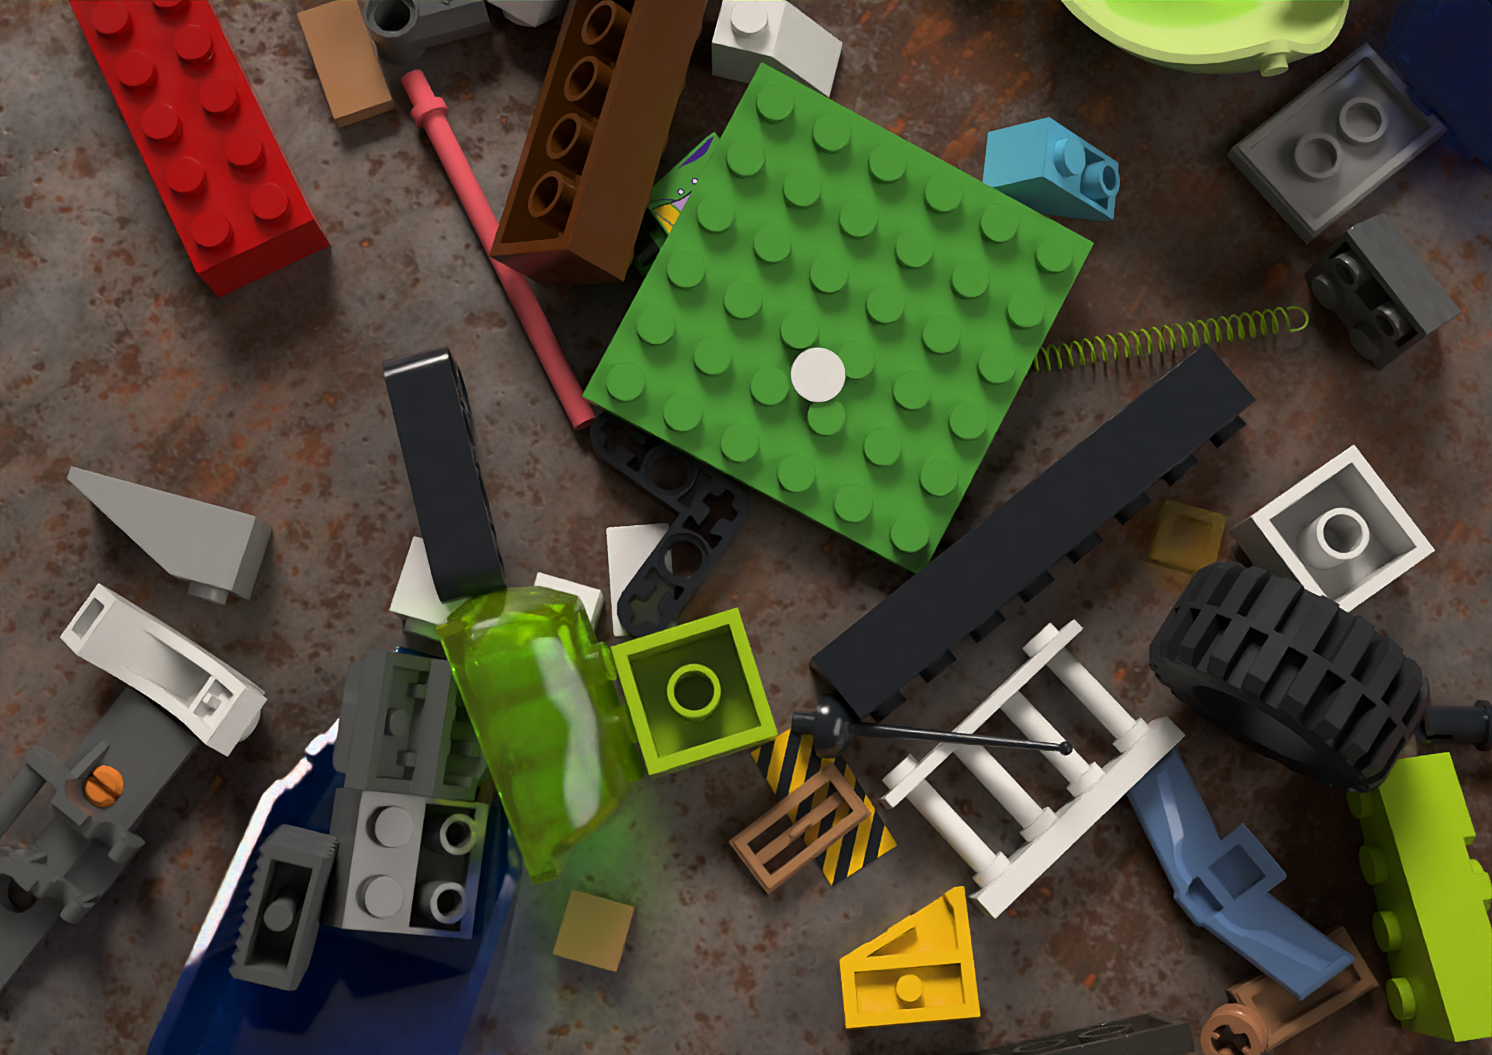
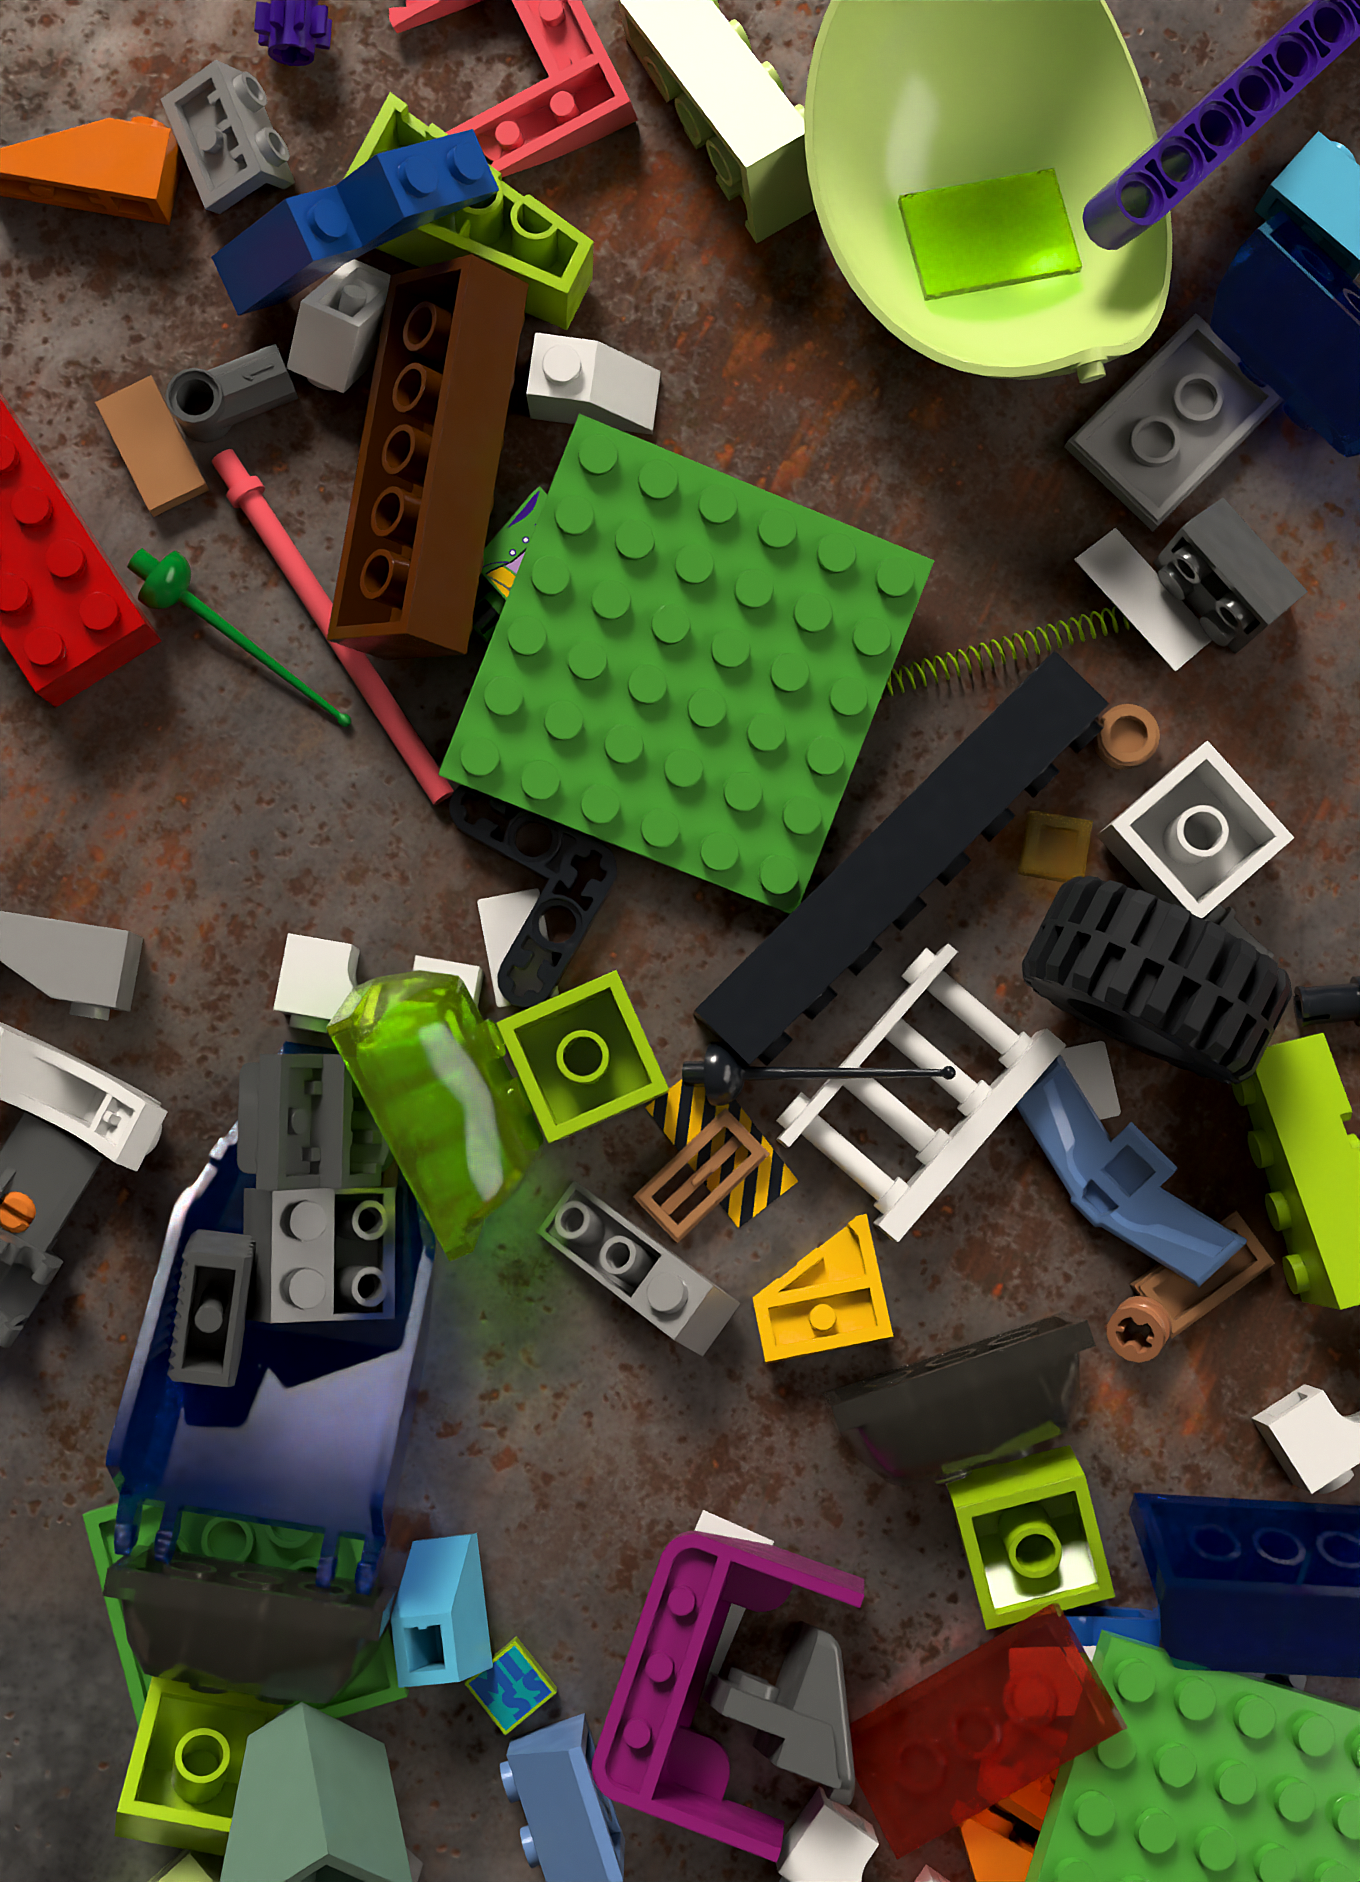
camera: 10 degrees left, 5 degrees up
(342, 188) = (169, 582): none -> green sword
(445, 473) = (312, 868): black beam -> none
(594, 930) = (512, 1296): medium nougat tile -> none
(726, 917) = (638, 1269): none -> light grey slope
(818, 374) = (671, 727): white sticker -> none
(1052, 171) = (885, 488): medium azure slope -> none
(1206, 767) = (1093, 1074): none -> white sticker
(1267, 438) = (1127, 737): none -> medium nougat tile
(1295, 306) = (1144, 599): none -> white sticker

